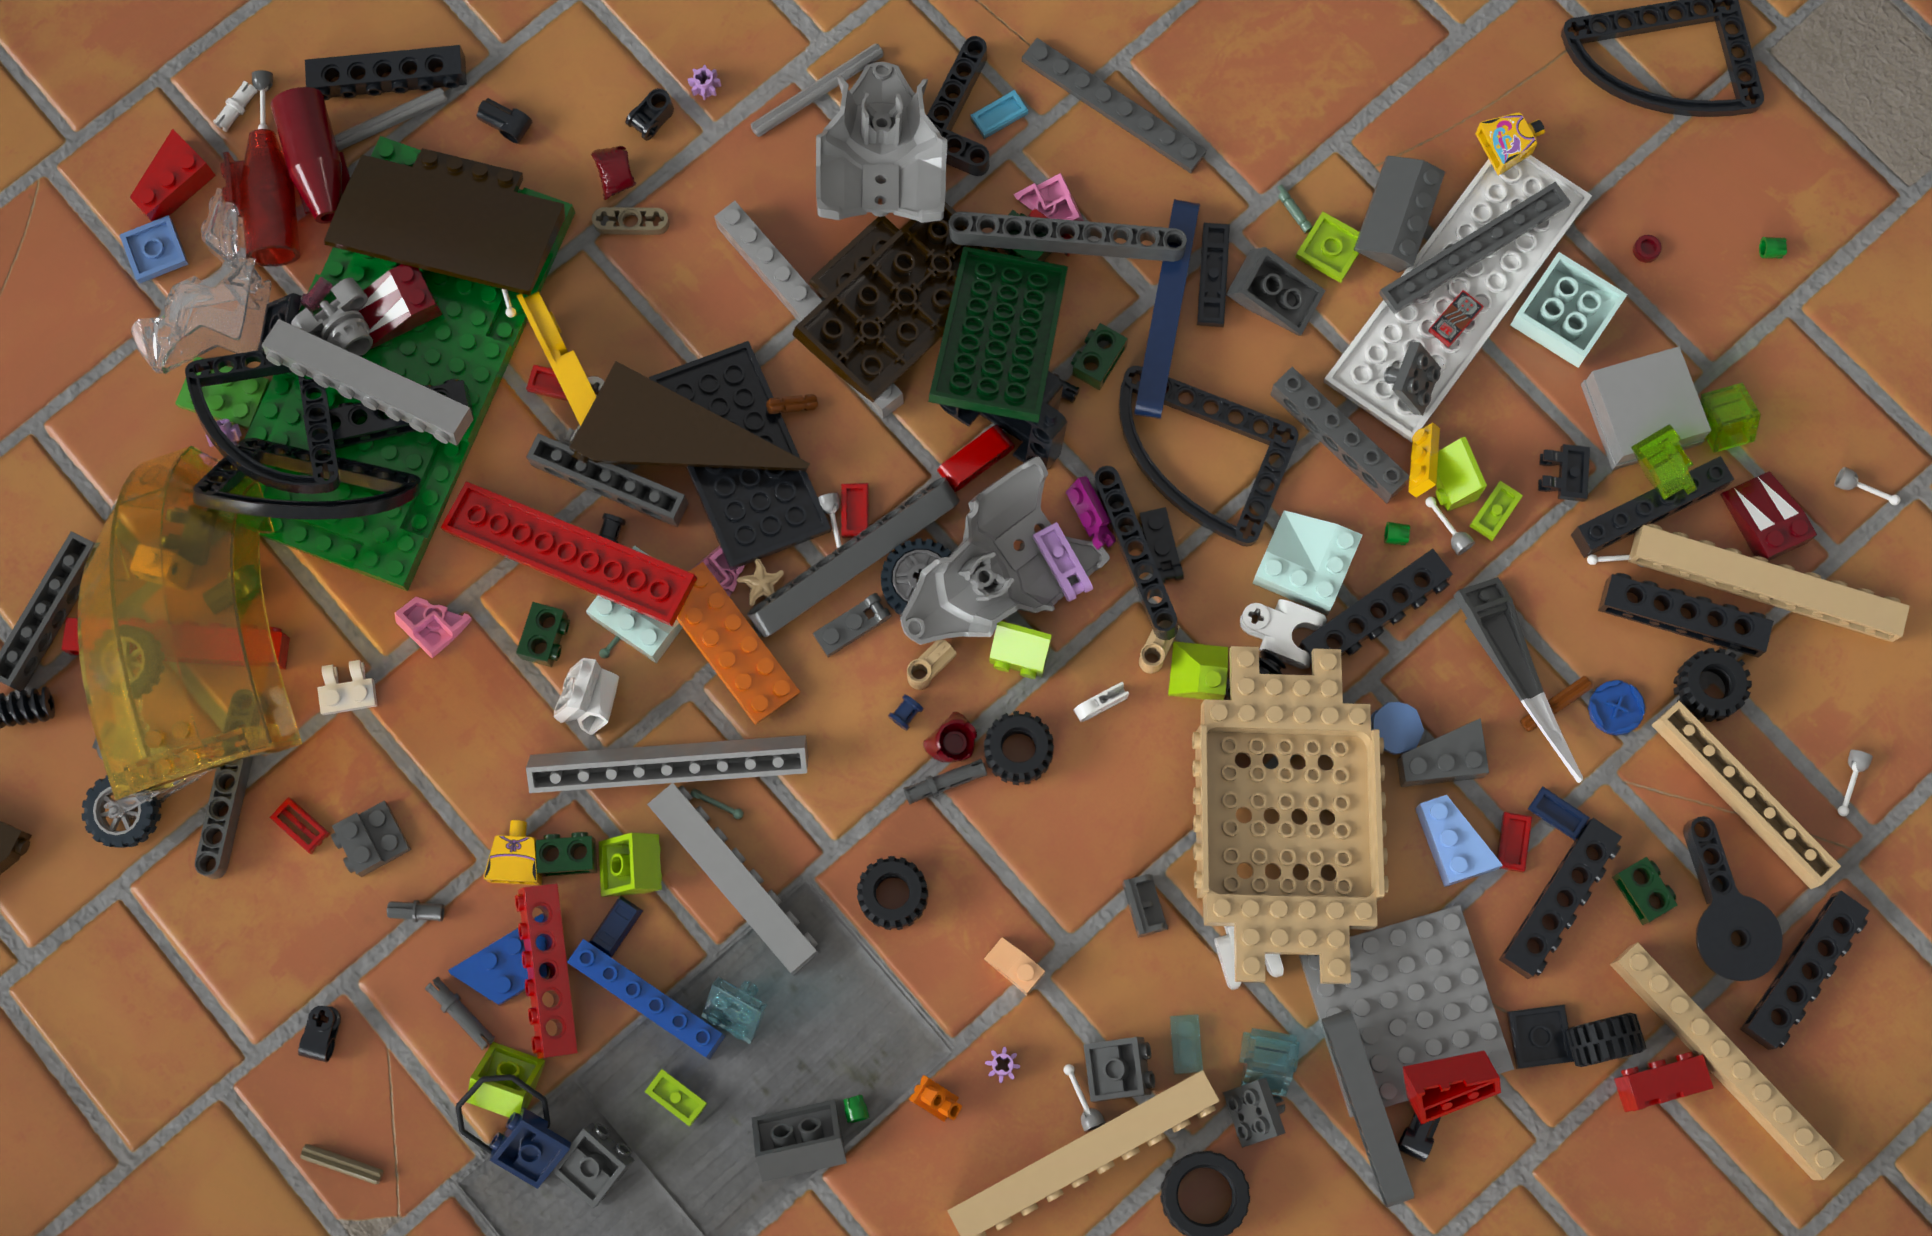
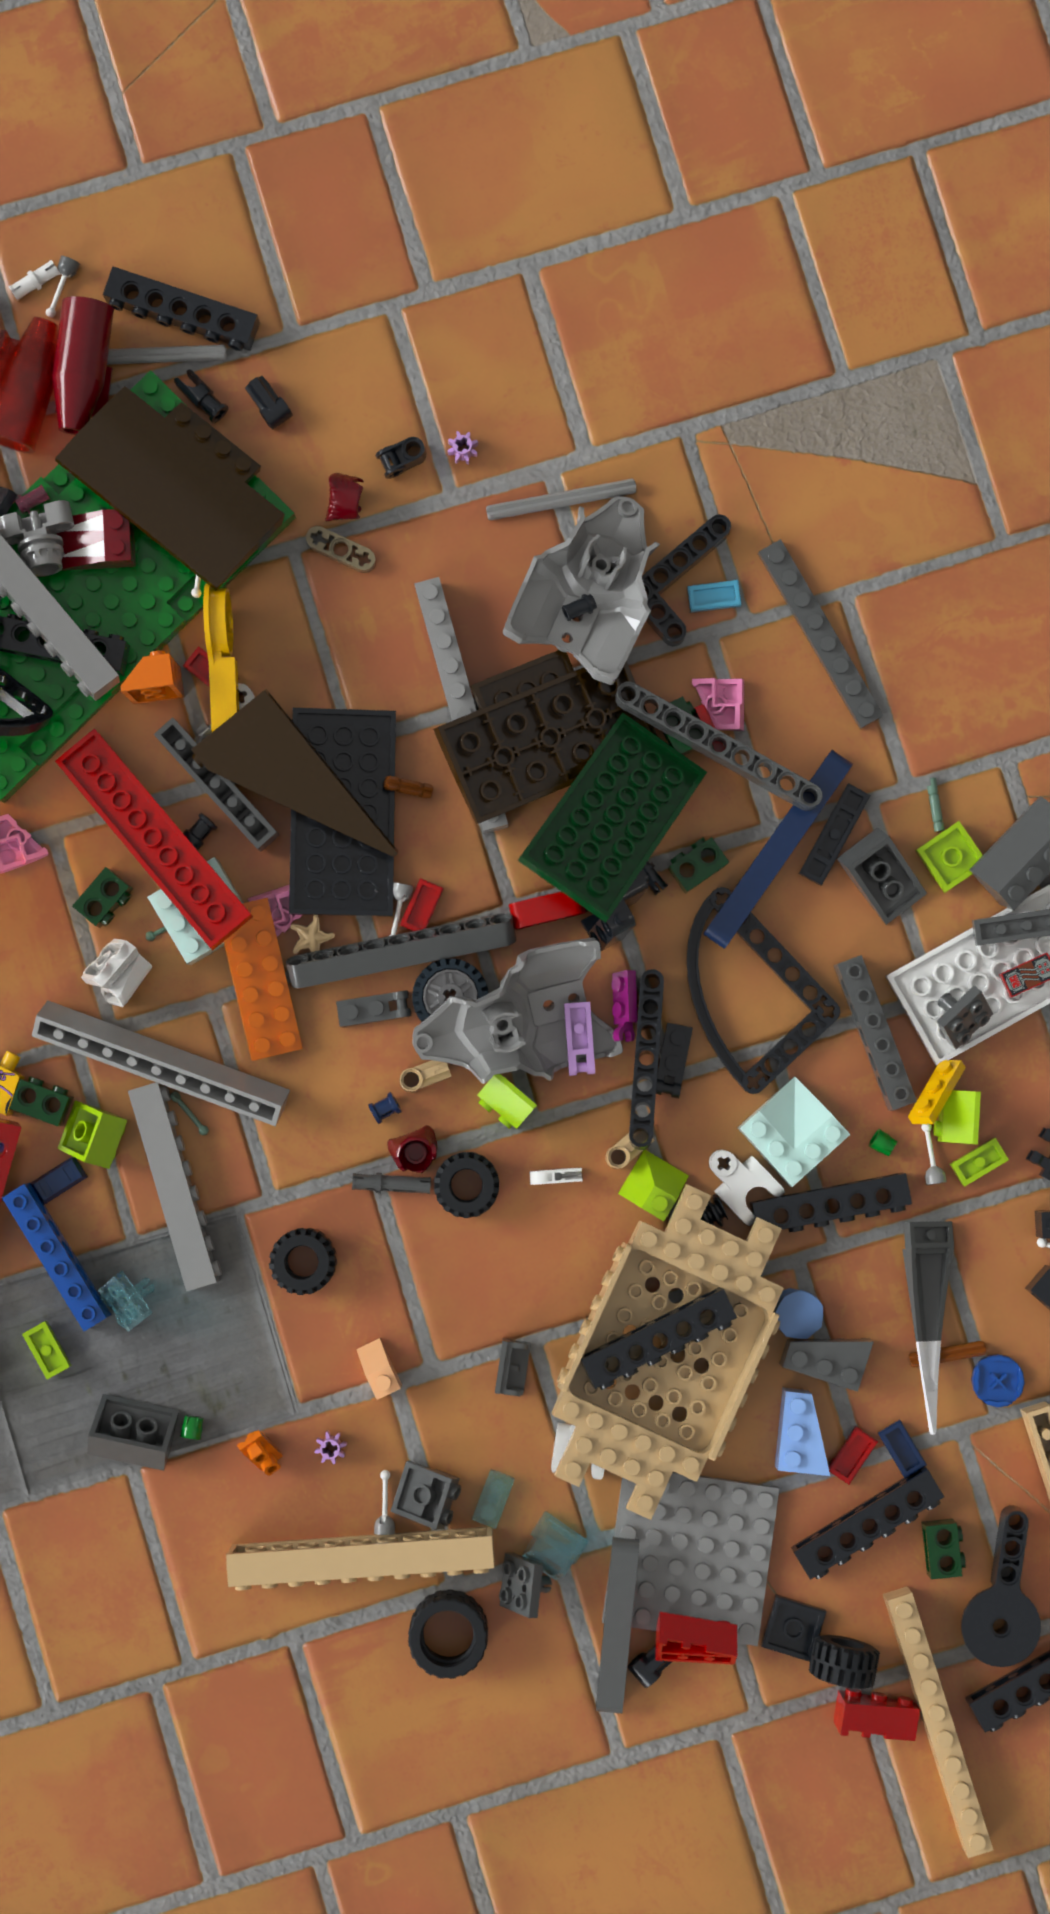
camera: 20 degrees right, 10 degrees up
(438, 140) = (202, 397): none -> black piece
(504, 407) = (154, 679): none -> orange slope
(879, 168) = (579, 607): none -> black pin
(1313, 746) = (722, 1317): none -> black brick

